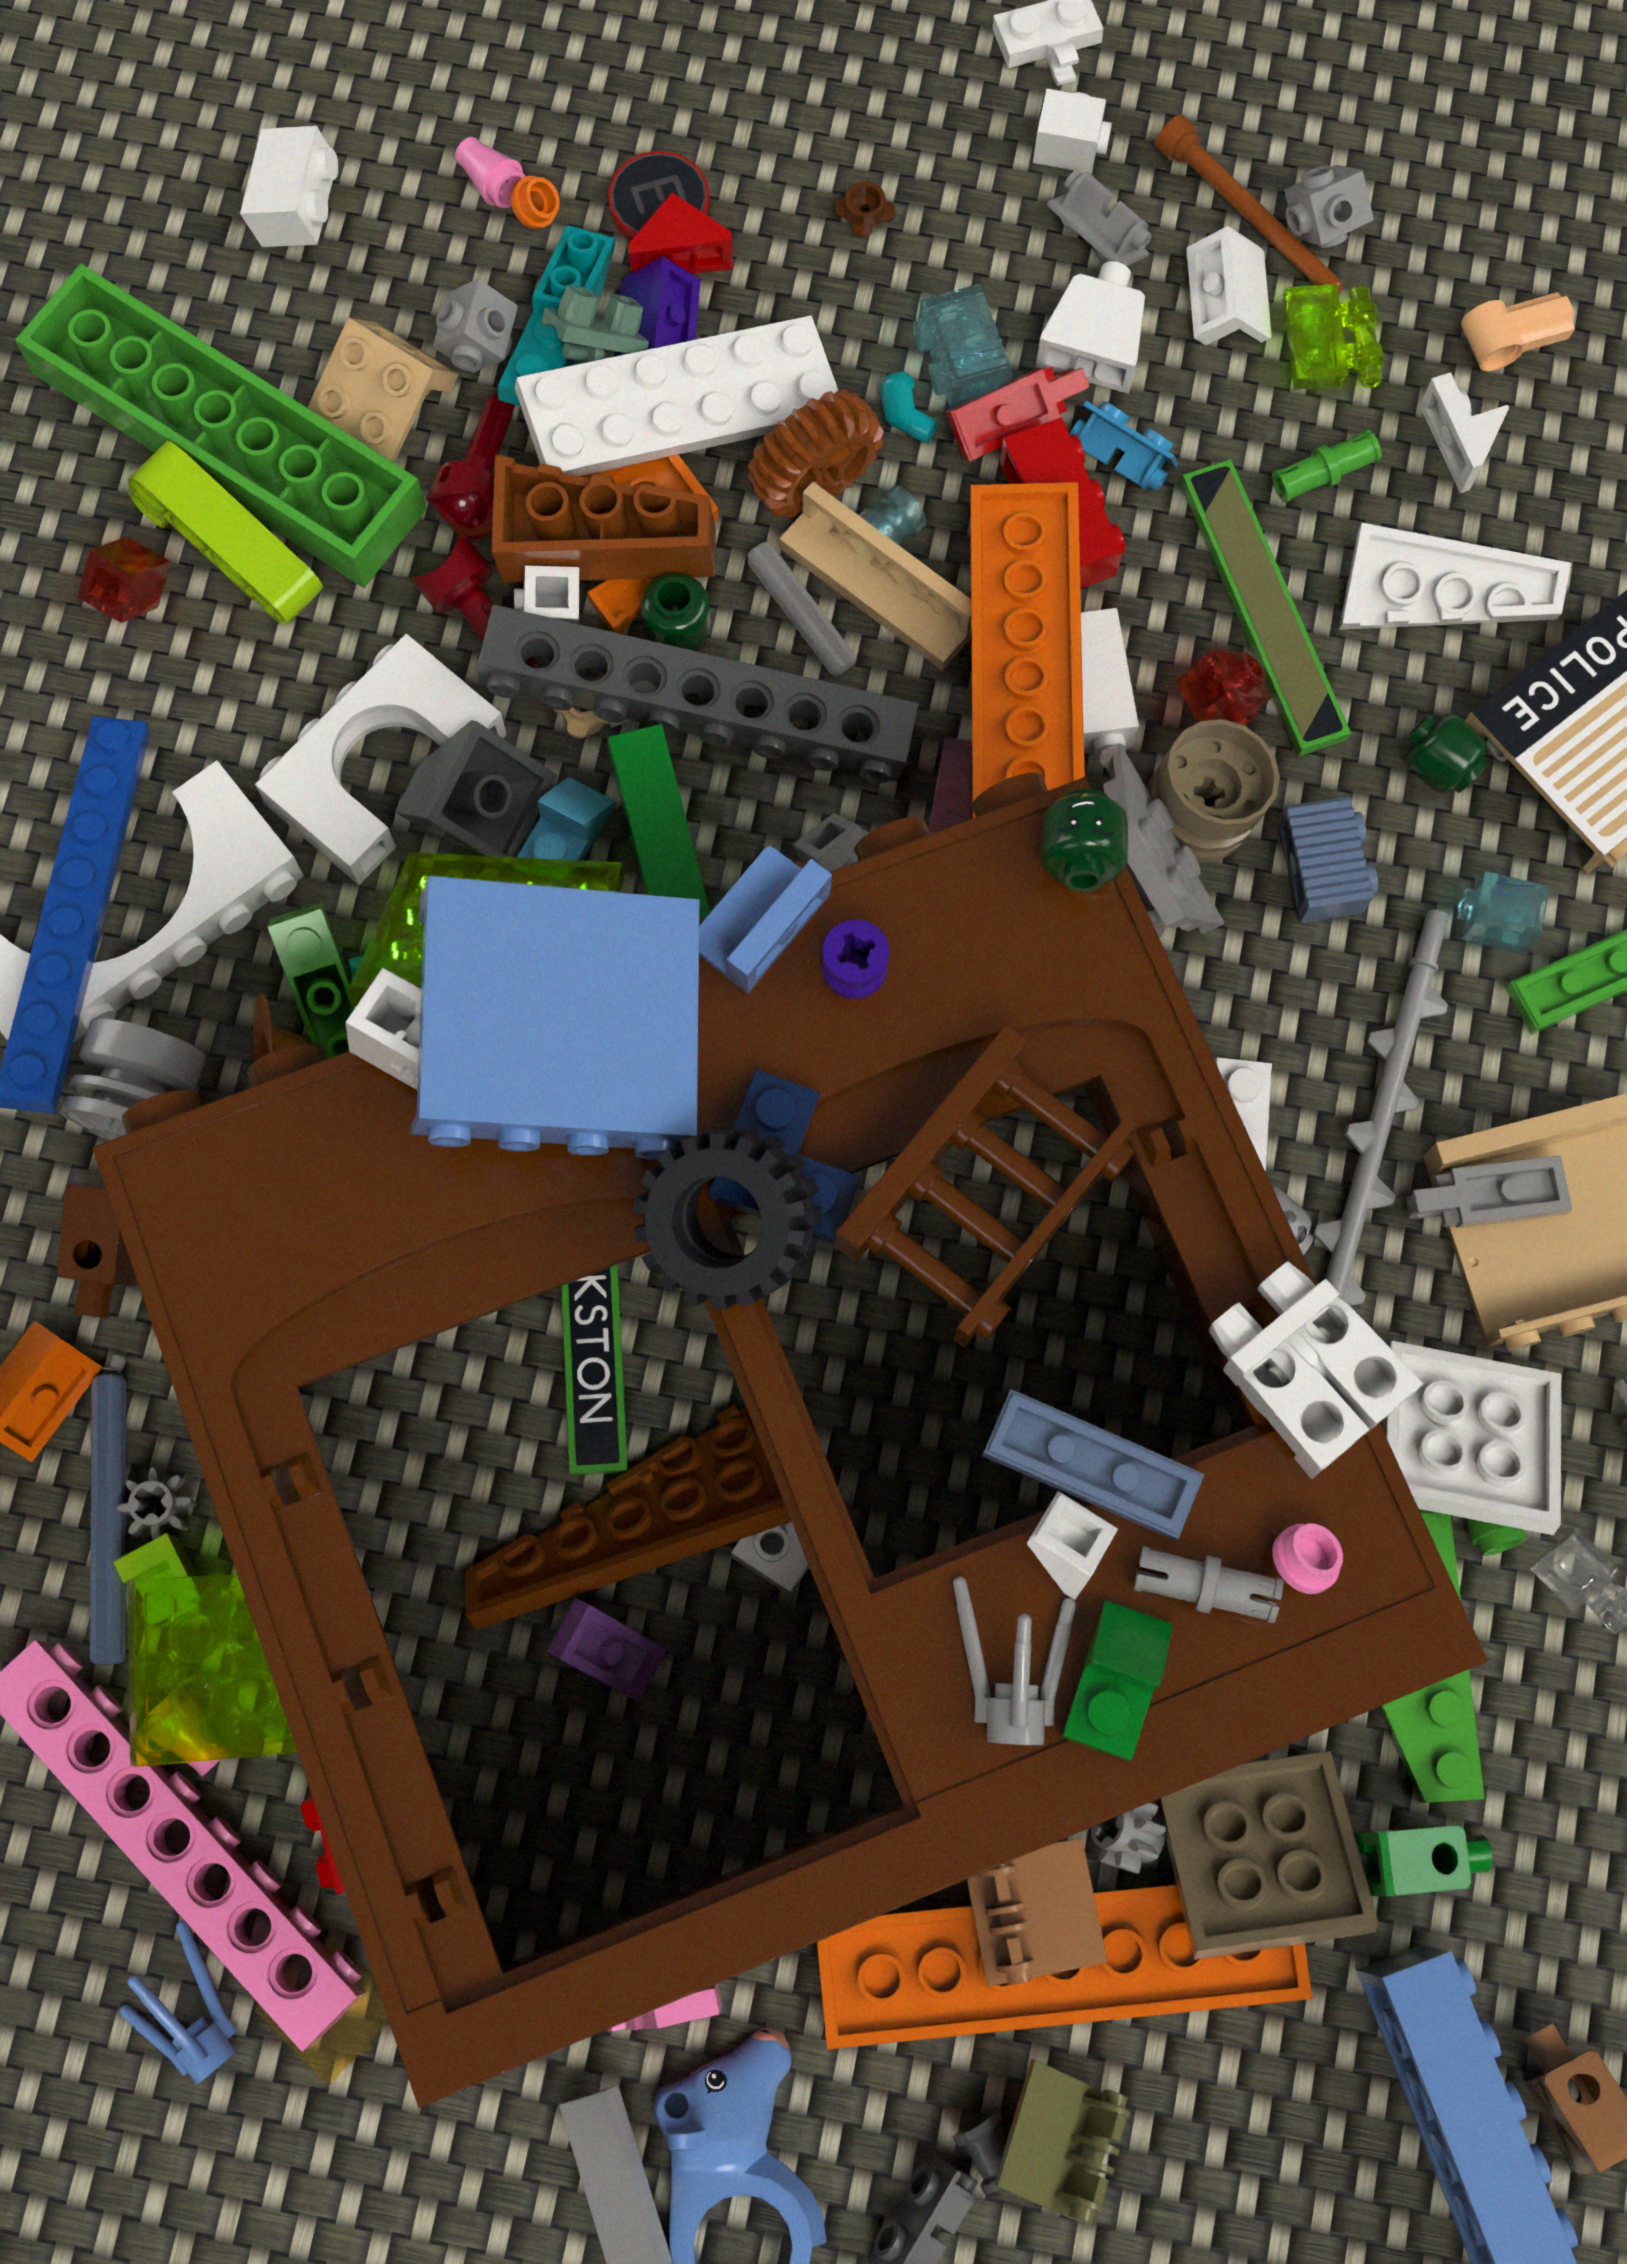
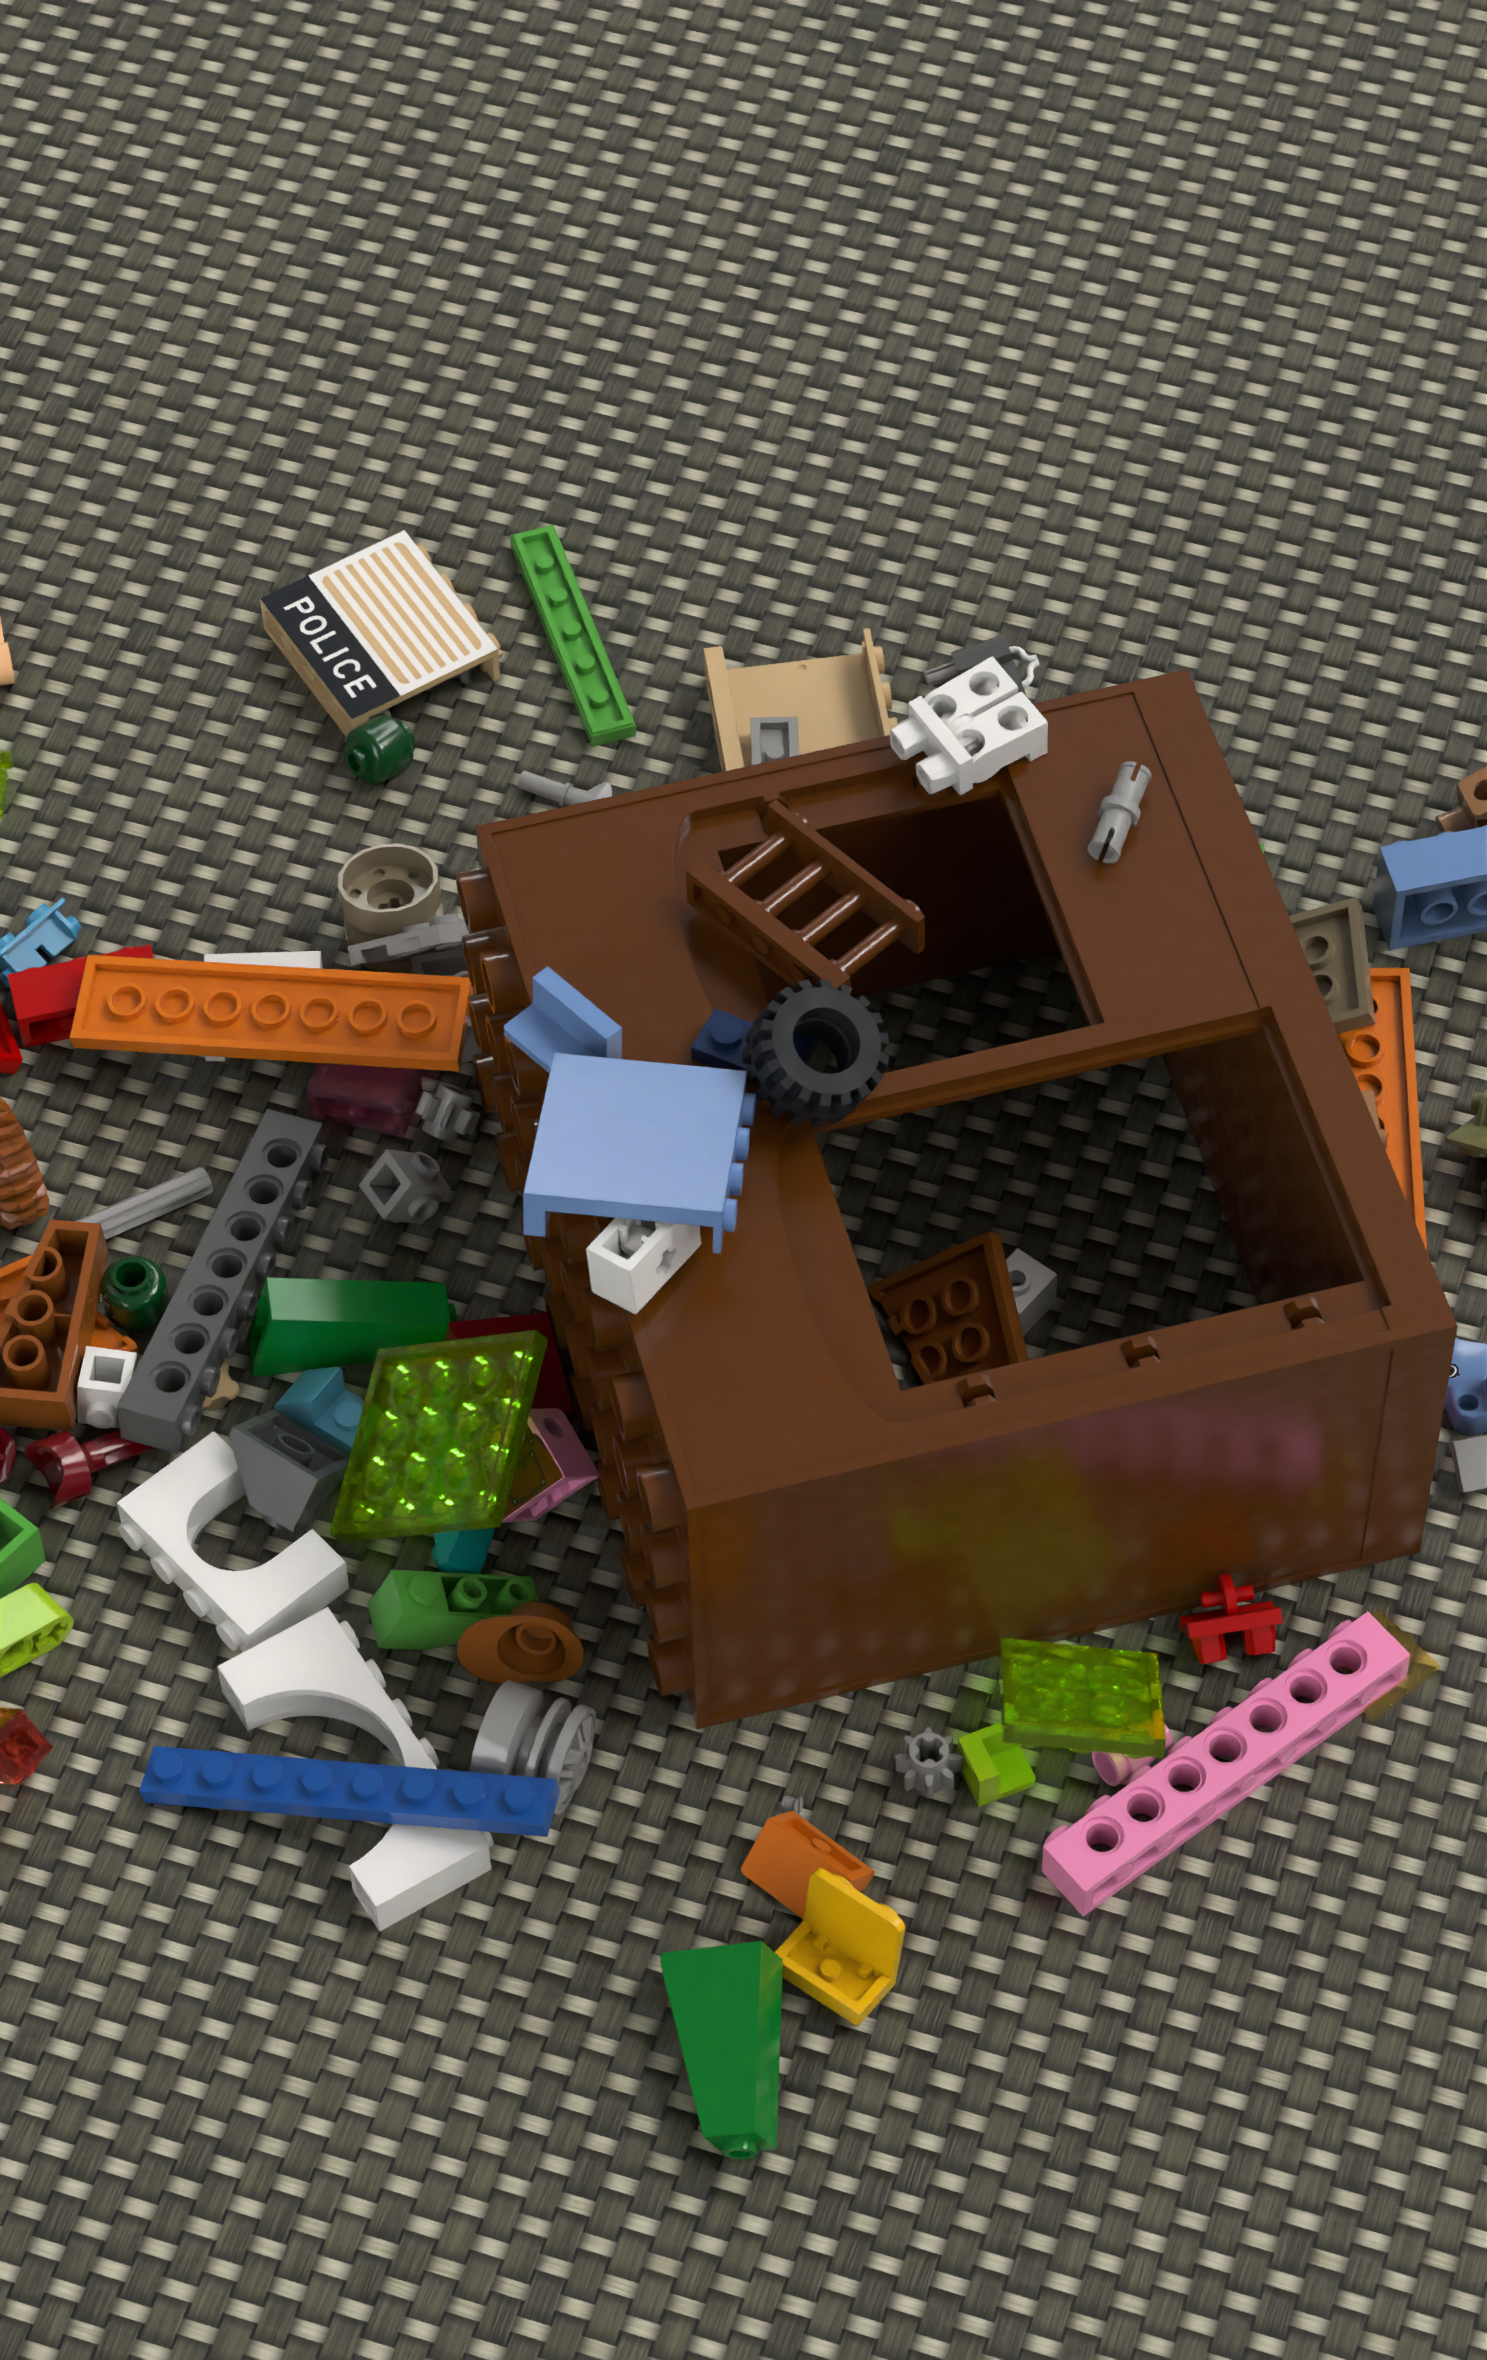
camera: 80 degrees left, 20 degrees down
(86, 1231) = (679, 1786): reddish brown torso -> none
(107, 1523) = (933, 1811): sand blue axle -> none
(195, 2049) = (1397, 1750): medium blue plant -> none
(857, 974) = (606, 990): dark purple wheel -> none
(879, 577) = (127, 1140): tan fence -> none
(897, 515) = (77, 1129): clear light blue wheel -> none
(1015, 1711) = (1200, 930): light grey plant -> none
(1070, 1543) = (1082, 890): white slope -> none
(1084, 840) = (538, 818): dark green head -> none
(1093, 1465) = (1023, 875): sand blue tile -> none
(1118, 1681) = (1178, 873): green slope -> none
(1225, 687) = (310, 895): clear red brick -> none
(1265, 608) = (210, 864): tile -> none
(1308, 1557) = (1105, 751): bright pink plate -> none
(1326, 466) = (87, 800): bright green pin -> none
(1327, 859) = (452, 836): sand blue brick -> none
(1421, 1859) = (1308, 873): torso -> none
(1433, 580) = (216, 737): white wing -> none
(1460, 437) = (86, 701): white slope -> none
(1503, 912) = (531, 729): clear light blue brick -> none

